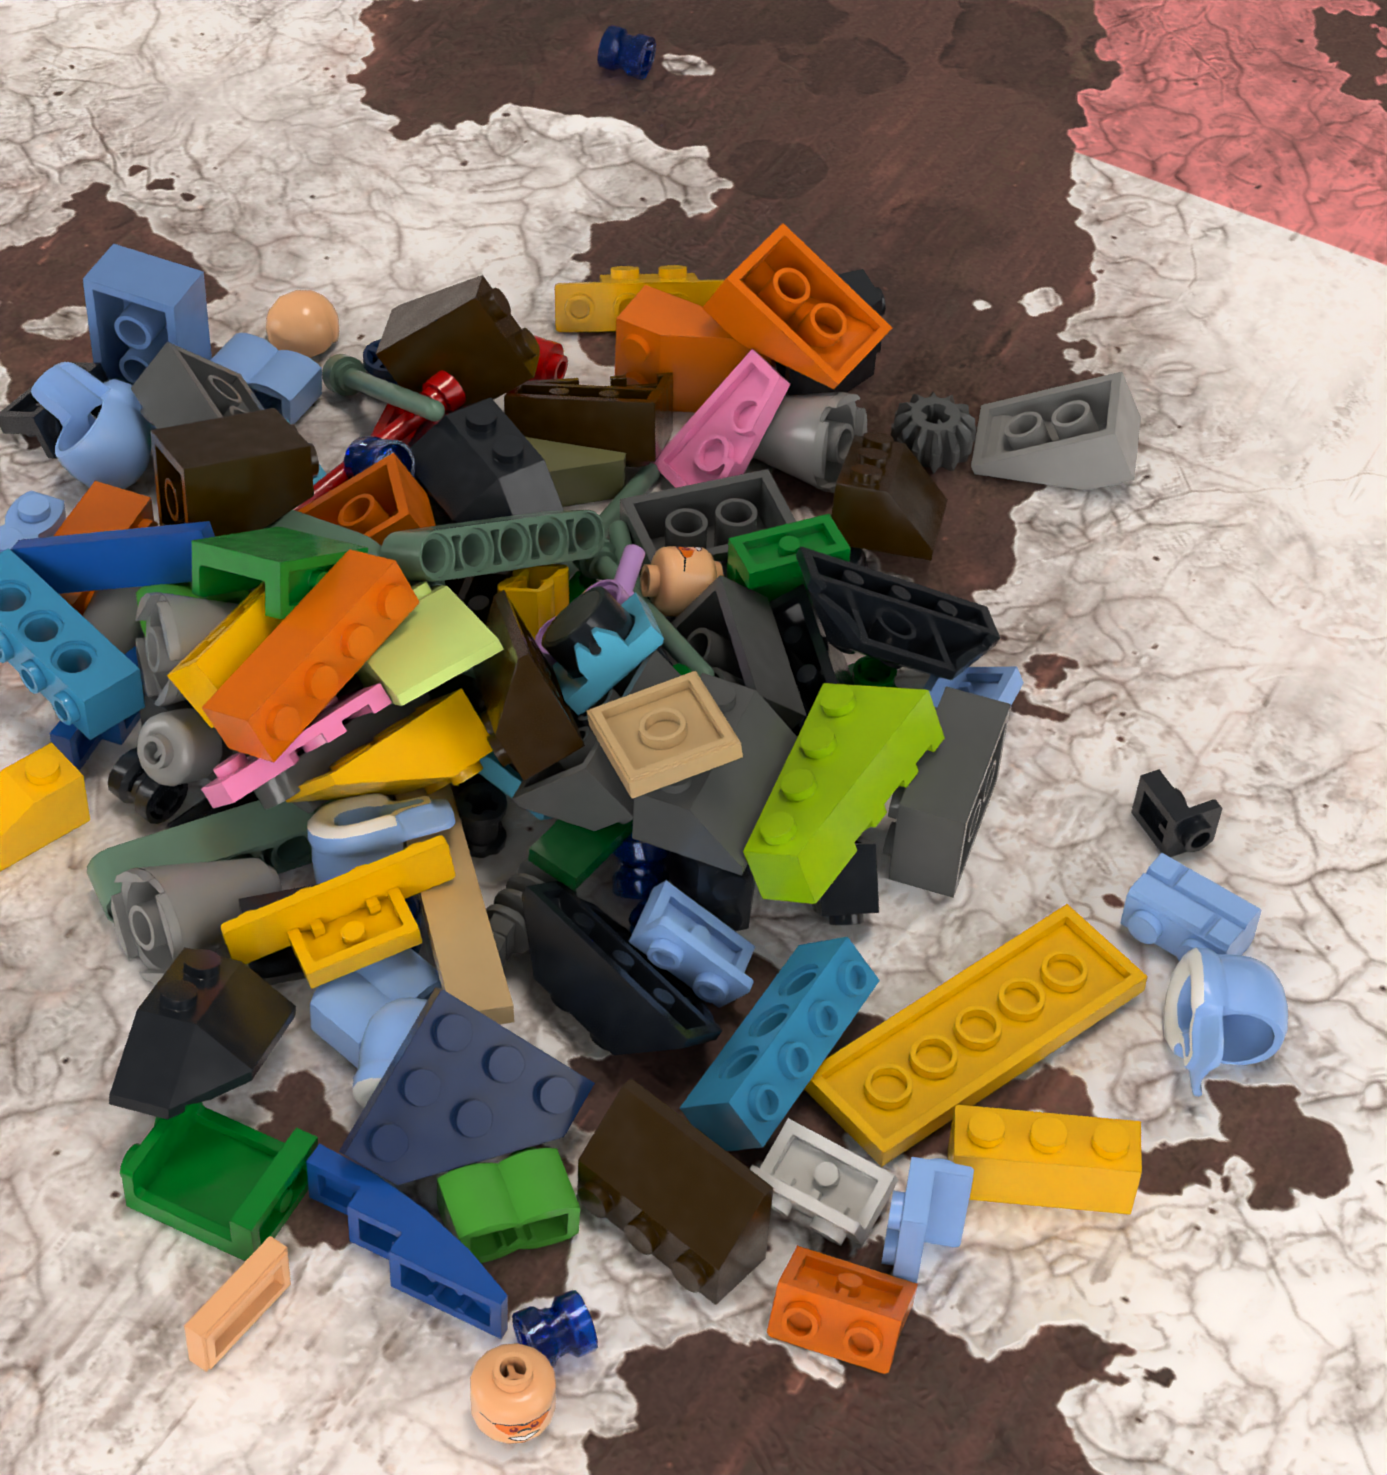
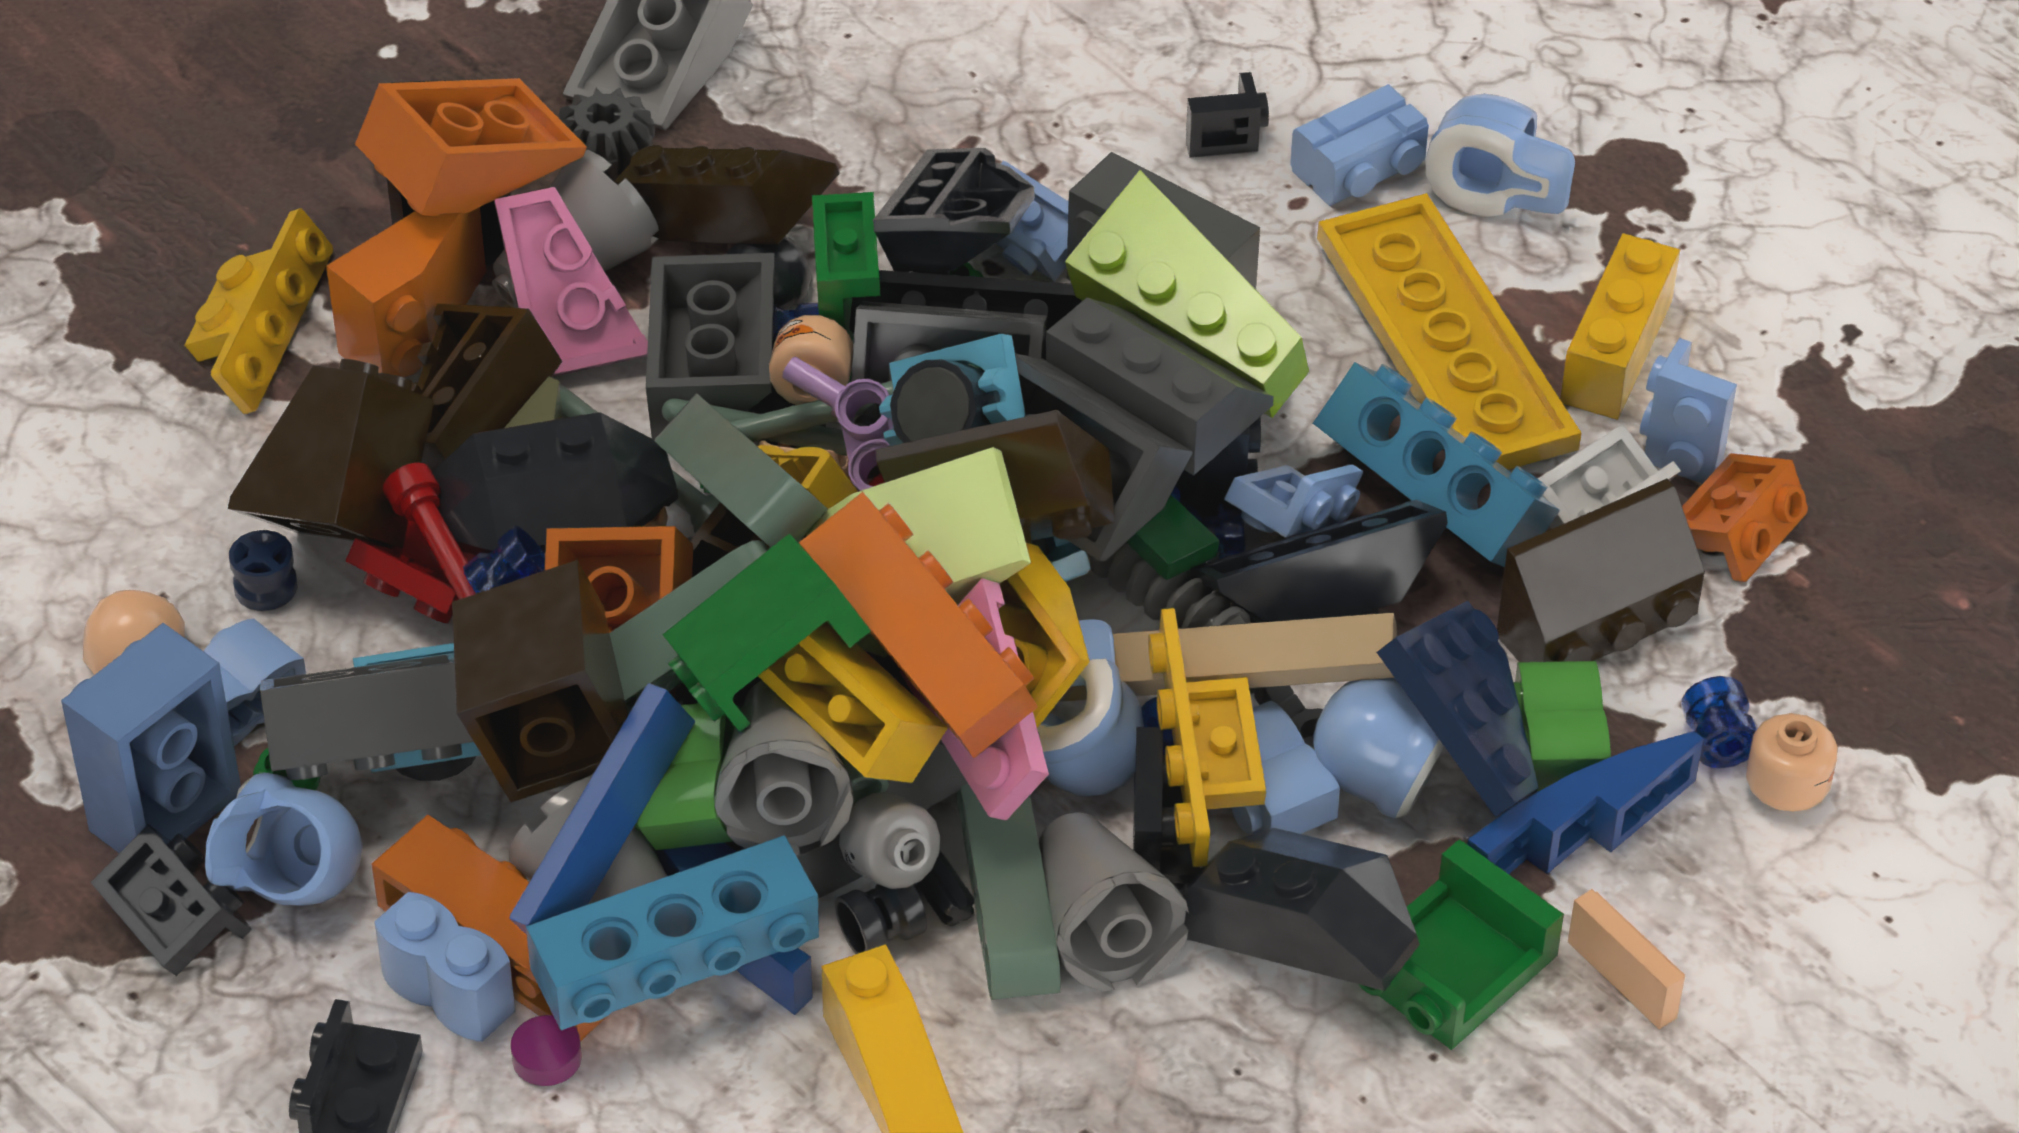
camera: 70 degrees left, 0 degrees up
(348, 377) = (270, 602): sand green piece -> none
(664, 734) = (1156, 363): tan plate -> none

